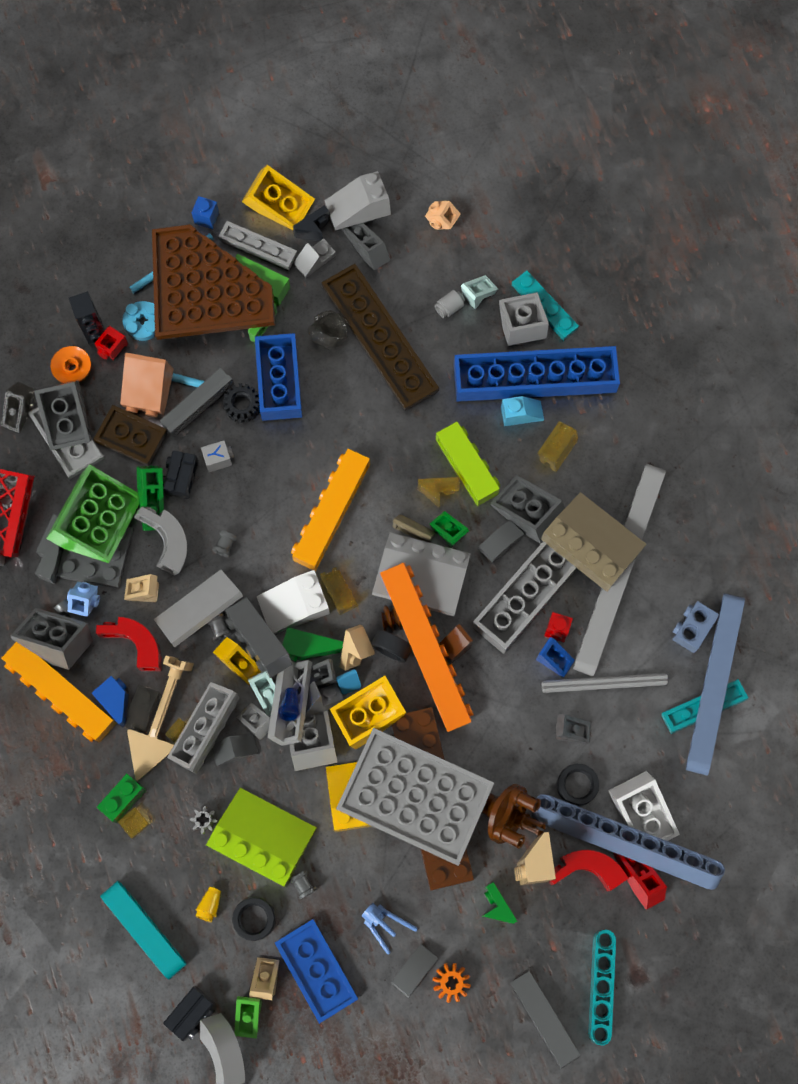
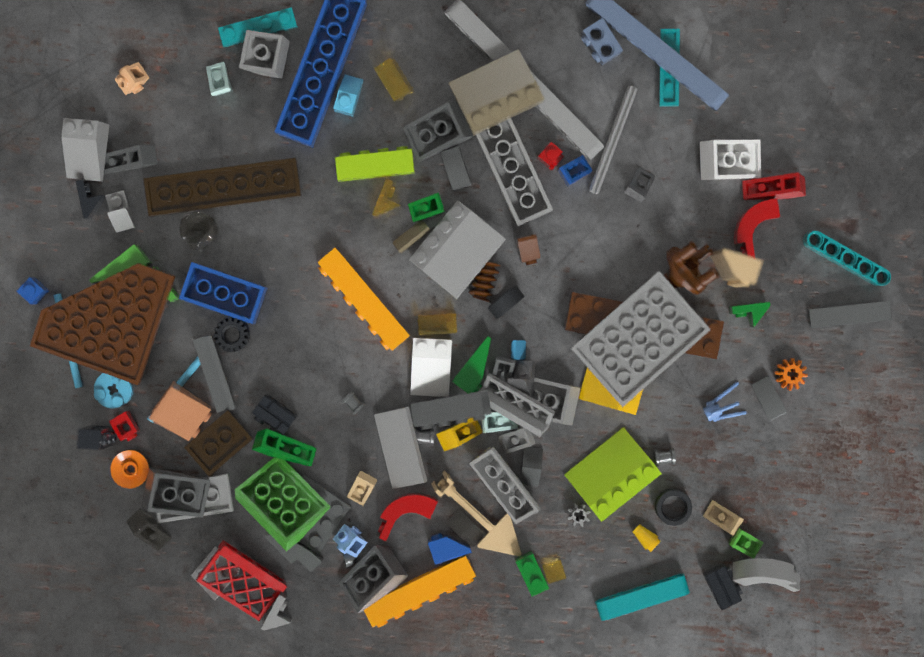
camera: 70 degrees left, 15 degrees up
(173, 538) = (338, 445): light grey arch -> none
(175, 730) = (496, 507): clear yellow tile -> none
(217, 456) = (272, 376): light grey brick -> none
(257, 245) = (85, 257): light grey plate -> none
(277, 198) = (47, 219): yellow slope -> none
(289, 706) = (522, 408): clear blue cone -> none
(316, 971) = (734, 475): blue plate -> none
(355, 647) = (495, 331): tan slope -> none
(368, 709) = (553, 346): yellow slope -> none
(426, 646) = (520, 274): orange brick -> none
(449, 304) = (220, 111): light grey brick -> none
(589, 772) = (699, 202): black tyre -> none
(629, 842) = (755, 178): sand blue beam -> none

